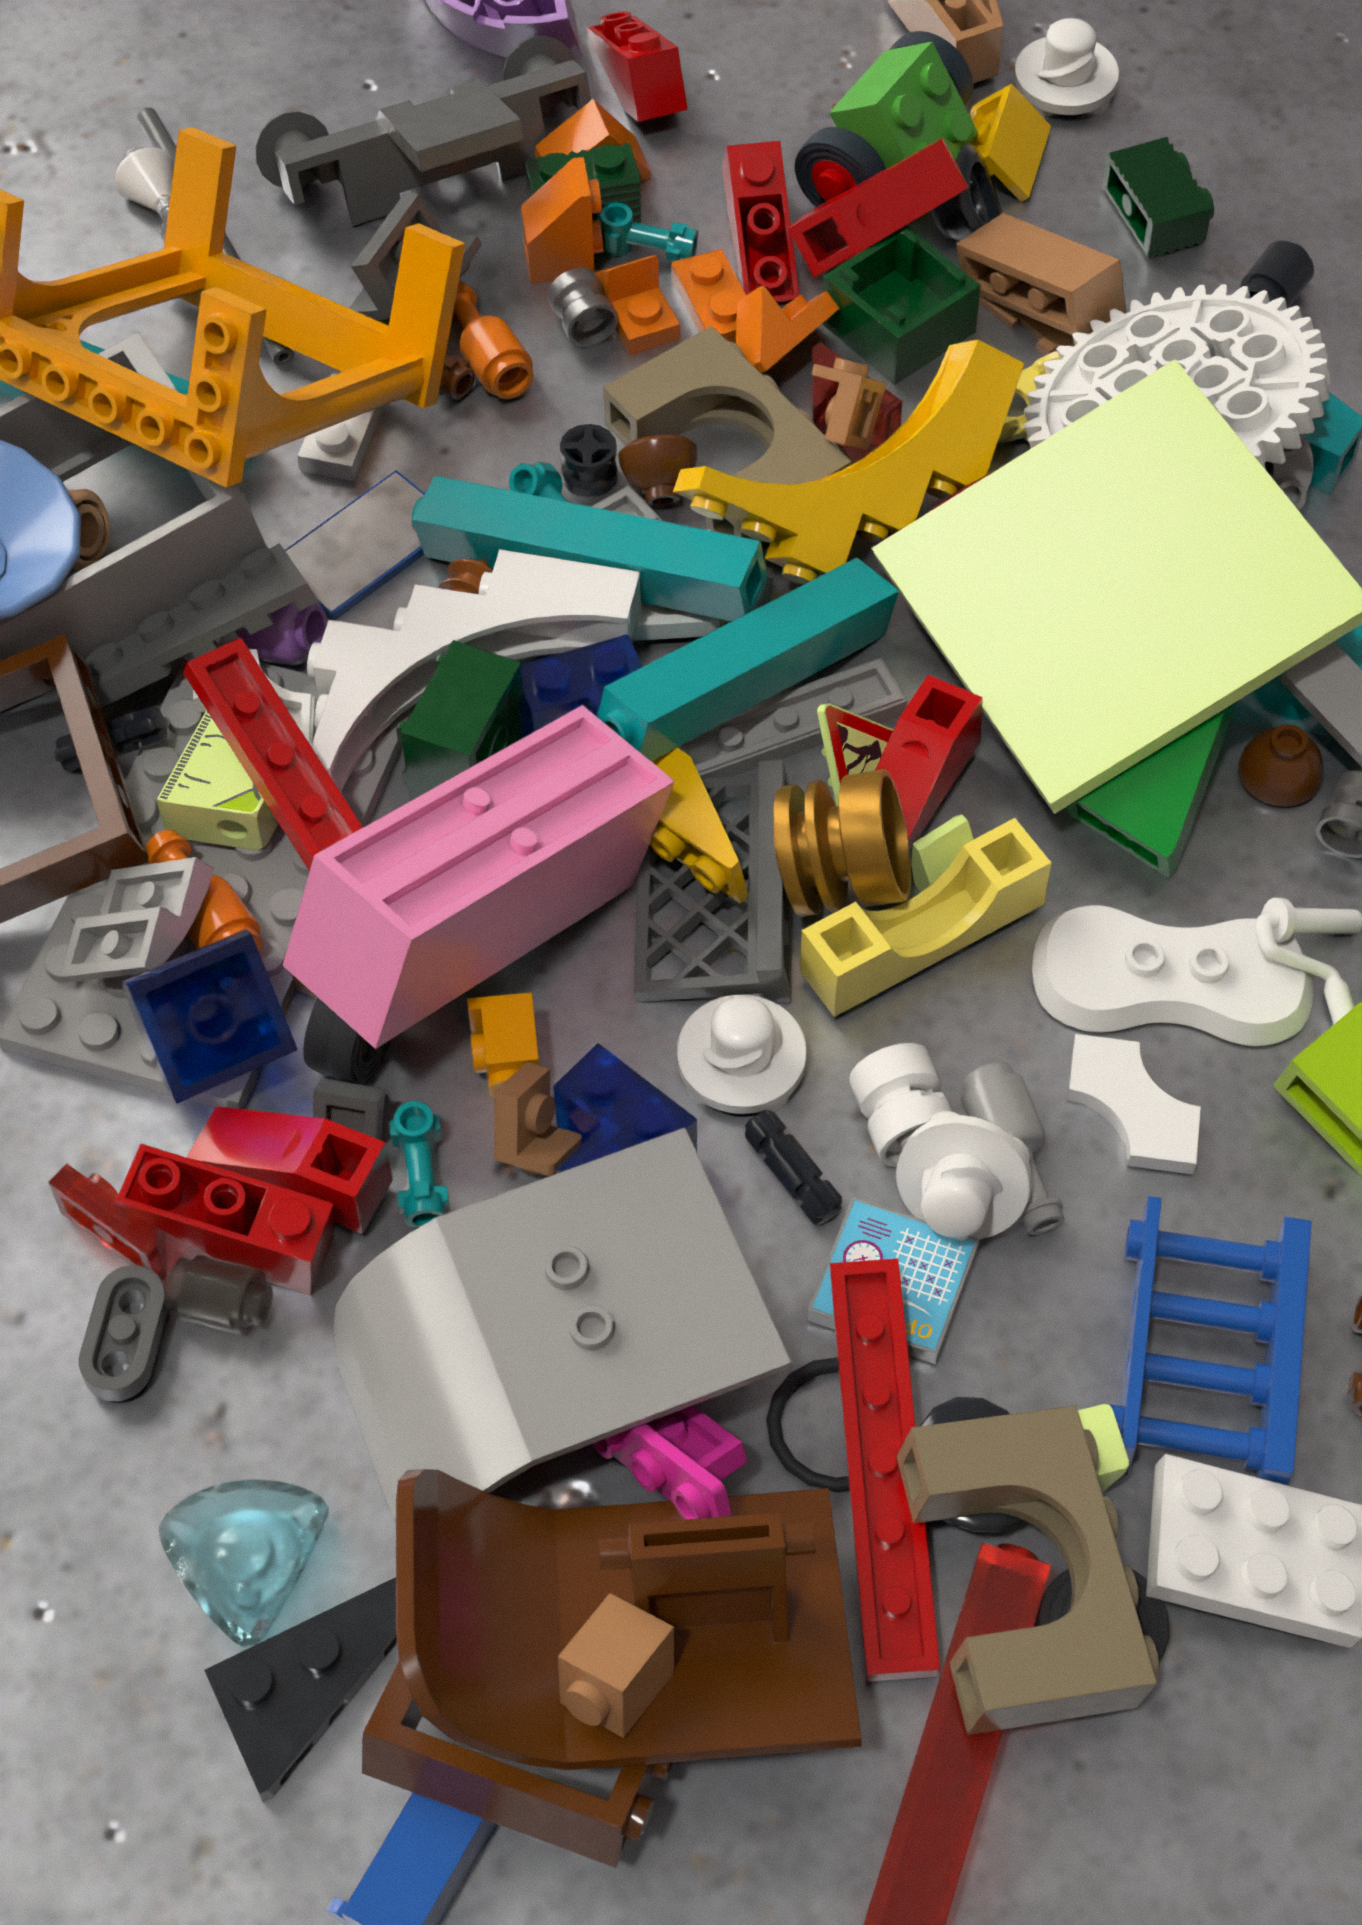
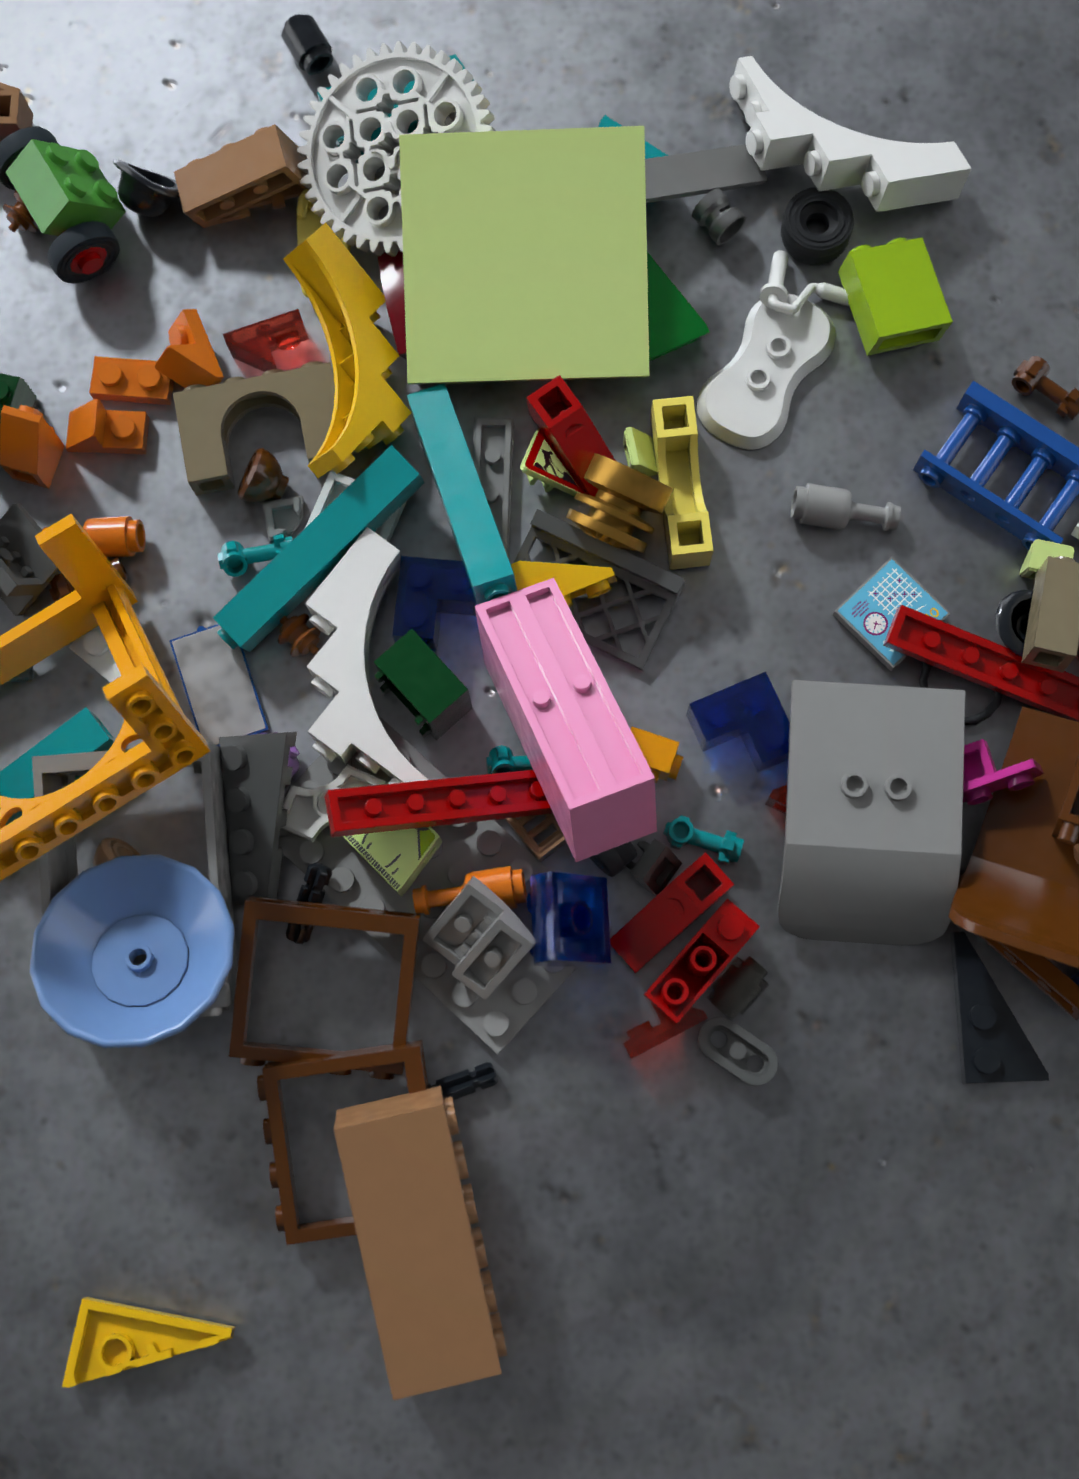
camera: 60 degrees left, 20 degrees up
(243, 1550) = (907, 1034): clear light blue hat -> none
(524, 1124) = (719, 766): medium nougat bracket -> none
(581, 304) = (99, 465): flat silver wheel -> none
(588, 460) = (226, 510): black wheel -> none
(621, 233) = (73, 381): teal bar -> none
(741, 1054) = (712, 627): white plate -> none
(760, 218) = (89, 322): red slope -> none
(793, 1167) = (797, 633): black axle -> none
(855, 406) = (295, 342): medium nougat bracket -> none
(877, 207) = (135, 247): red slope -> none
(898, 1094) = (796, 555): white wheel -> none
(901, 304) = (208, 269): dark green container -> none
(964, 1176) = (866, 547): white plate -> none
(1010, 138) = (102, 136): yellow panel -> none
(1067, 71) = (59, 72): white plate -> none
(1152, 1125) = (857, 431): white tile -> none
(1158, 196) = (200, 74): dark green brick -> none
(1281, 766) = (666, 237): reddish brown brick -> none

